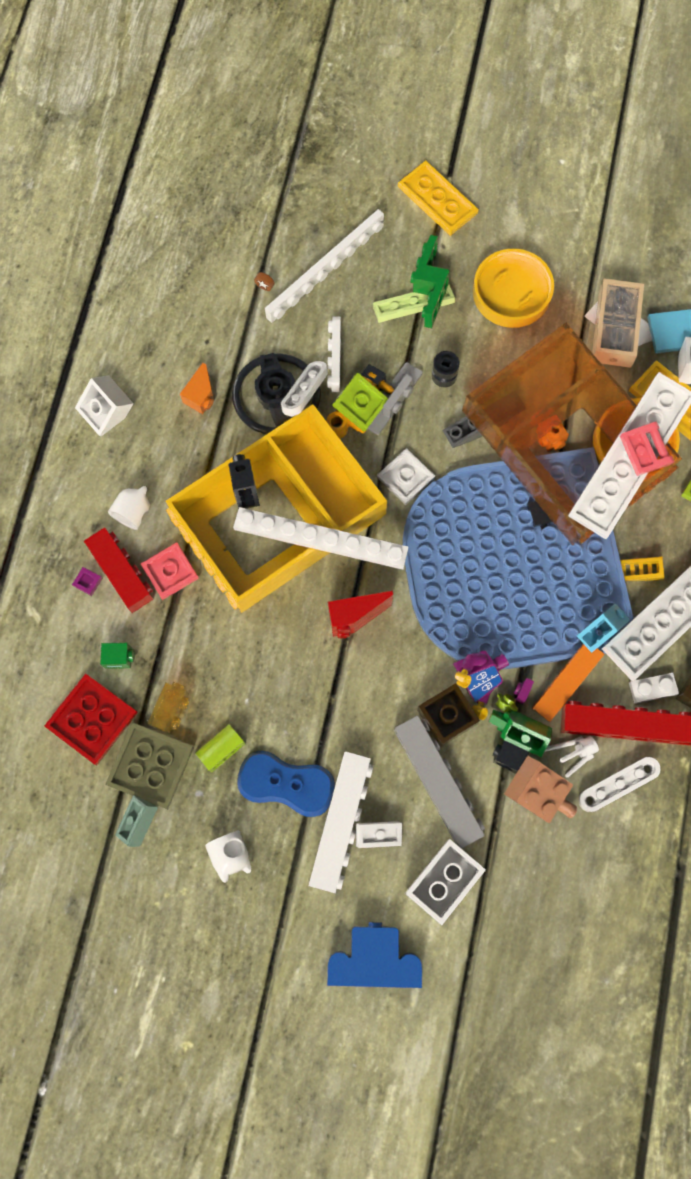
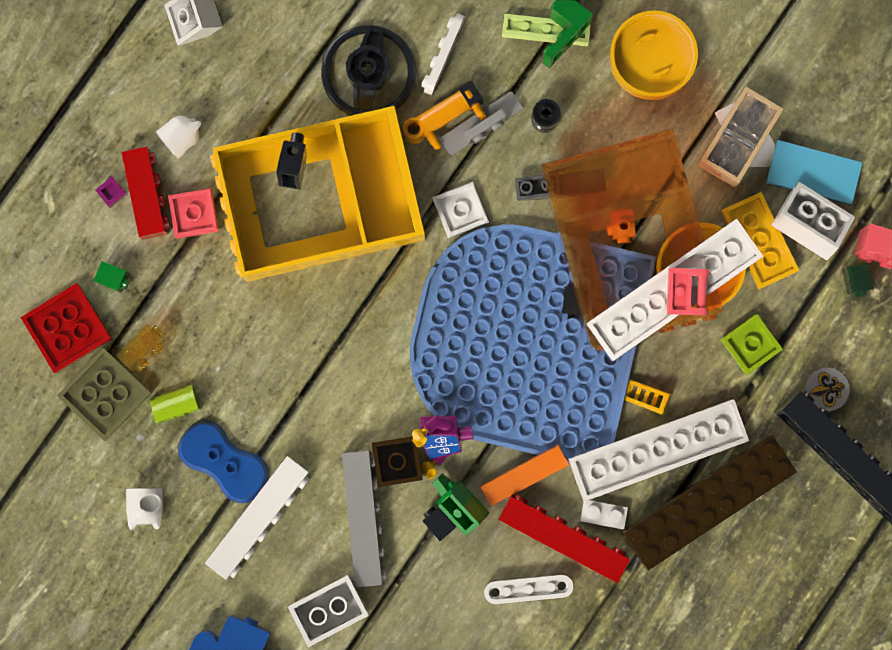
camera: 20 degrees right, 10 degrees up
(136, 821) = (72, 441): sand green slope -> none
(198, 391) = (293, 38): orange slope -> none
(304, 388) = (394, 83): white plate -> none
(321, 538) = (345, 247): white plate -> none
(353, 613) = (348, 330): red slope -> none
(360, 402) = (443, 119): lime plate -> none
(378, 834) = (287, 543): white plate -> none
(506, 703) = (457, 472): lime plate -> none
(522, 690) = (478, 466): magenta plate -> none
(541, 790) = (450, 566): nougat brick -> none
(585, 748) = (512, 543): white plant -> none
(608, 622) = (586, 438): medium azure torso -> none

